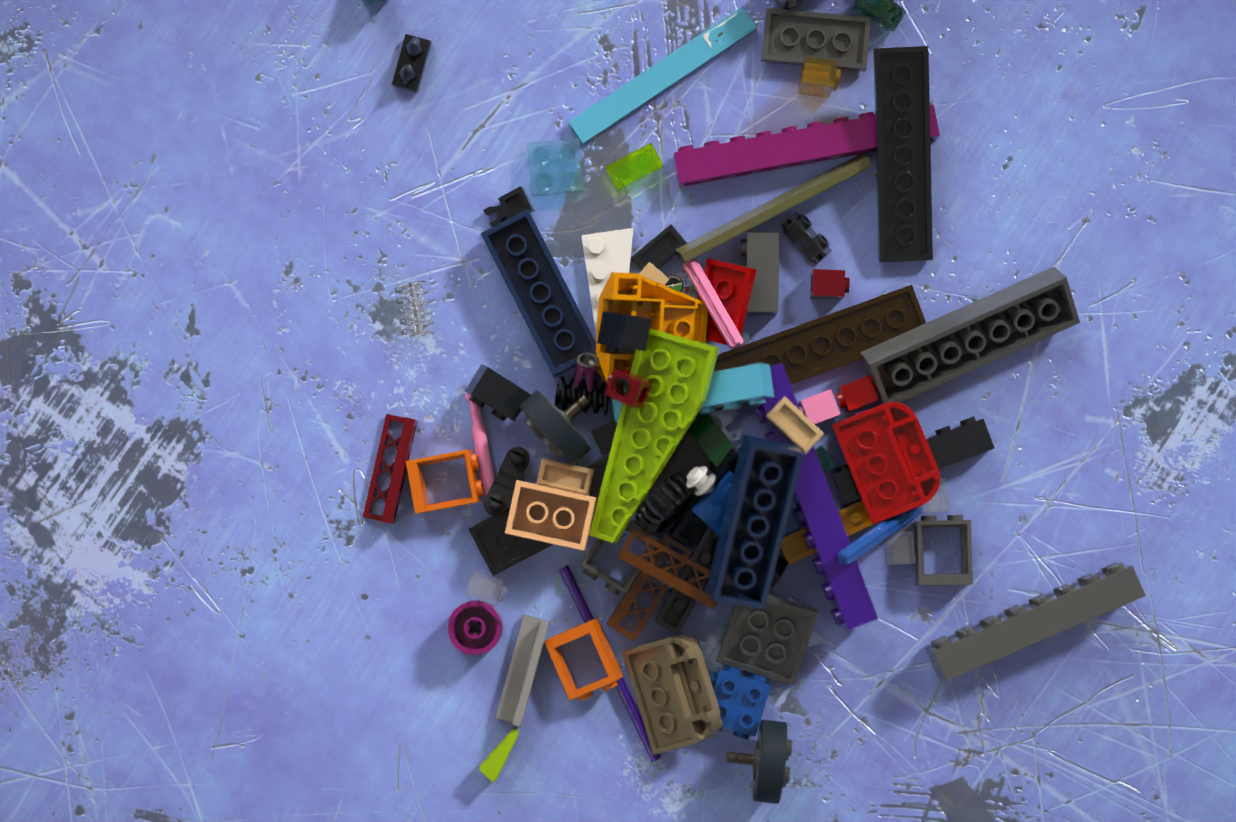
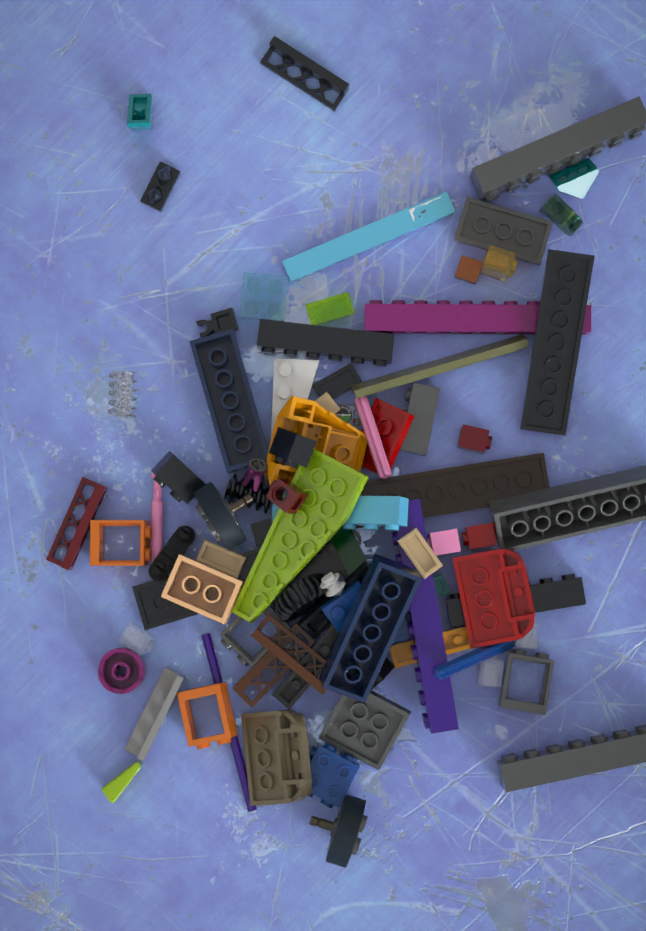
camera: 15 degrees right, 0 degrees up
(637, 204) = (325, 341): none -> black brick
(784, 91) = (468, 269): none -> dark orange tile
(800, 229) = (460, 388): black hinge -> none

